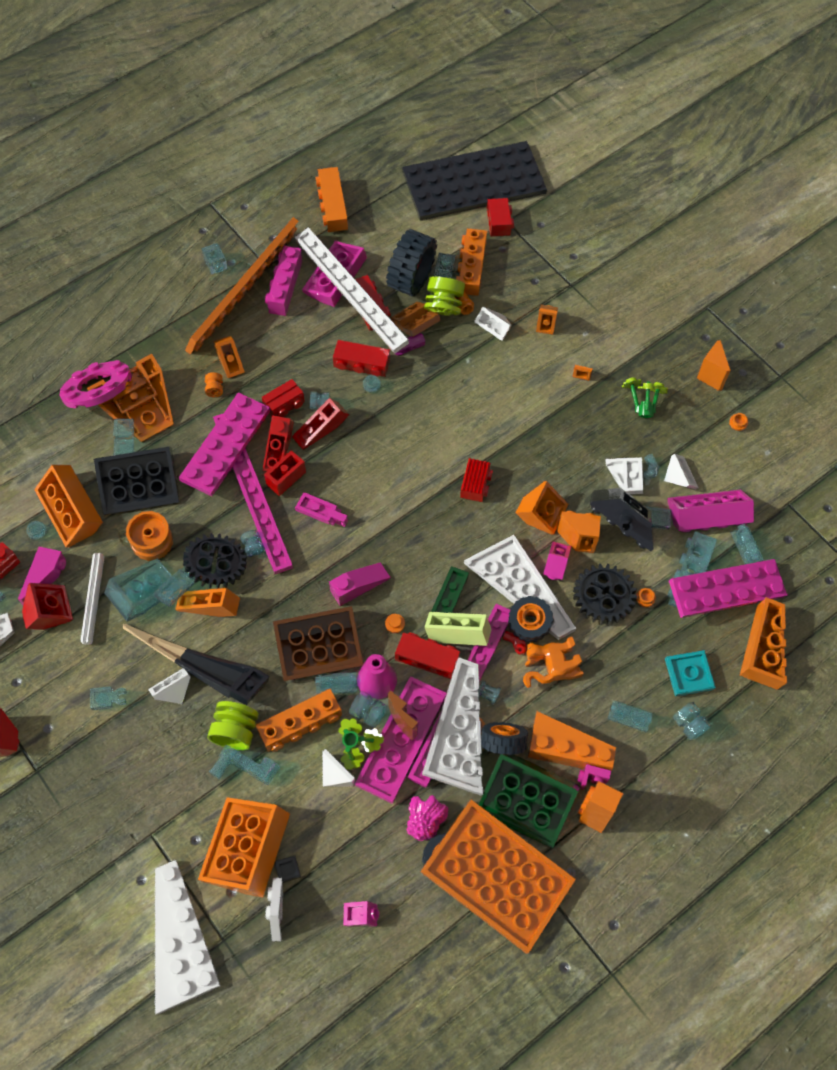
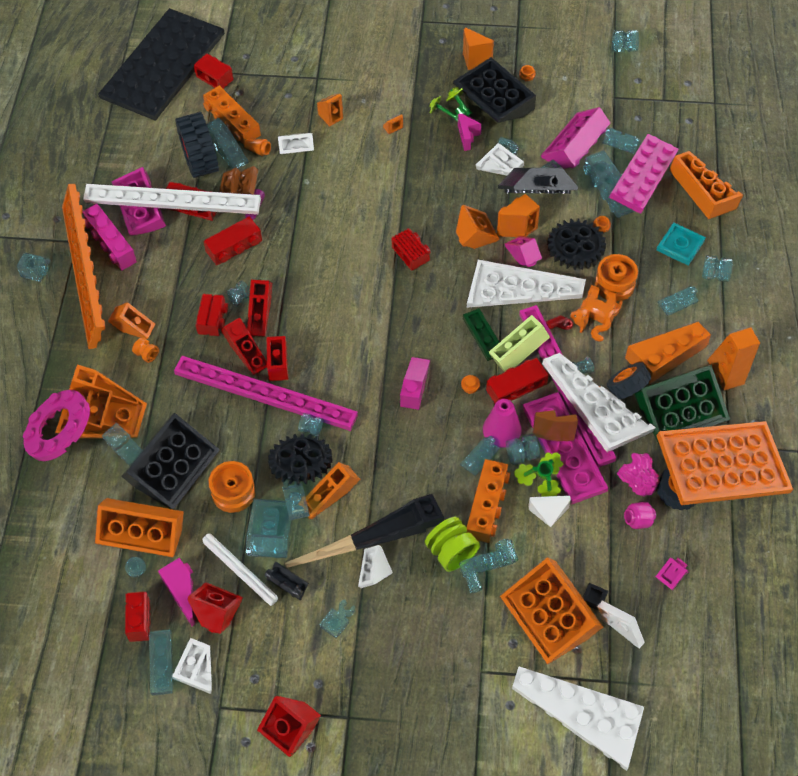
camera: 45 degrees left, 5 degrees down
(106, 645) = (287, 580): none -> black hinge
(224, 444) = (208, 379): dark pink plate -> none
(317, 643) = (438, 442): reddish brown slope -> none
(321, 510) = (330, 361): dark pink hinge -> none
(333, 201) = (75, 154): orange brick -> none
(371, 383) = (260, 251): clear light blue plate -> none
(389, 847) = (640, 515): none -> dark pink head
(444, 291) = (244, 147): lime wheel -> none
(530, 607) = (556, 287): black wheel -> none
(594, 774) = (702, 353): dark pink bracket -> none
(600, 649) = (618, 275): none -> orange wheel
(632, 424) = (468, 129): none -> dark pink slope
(680, 473) = (530, 135): white slope -> none
(687, 415) = (497, 91): none -> black slope

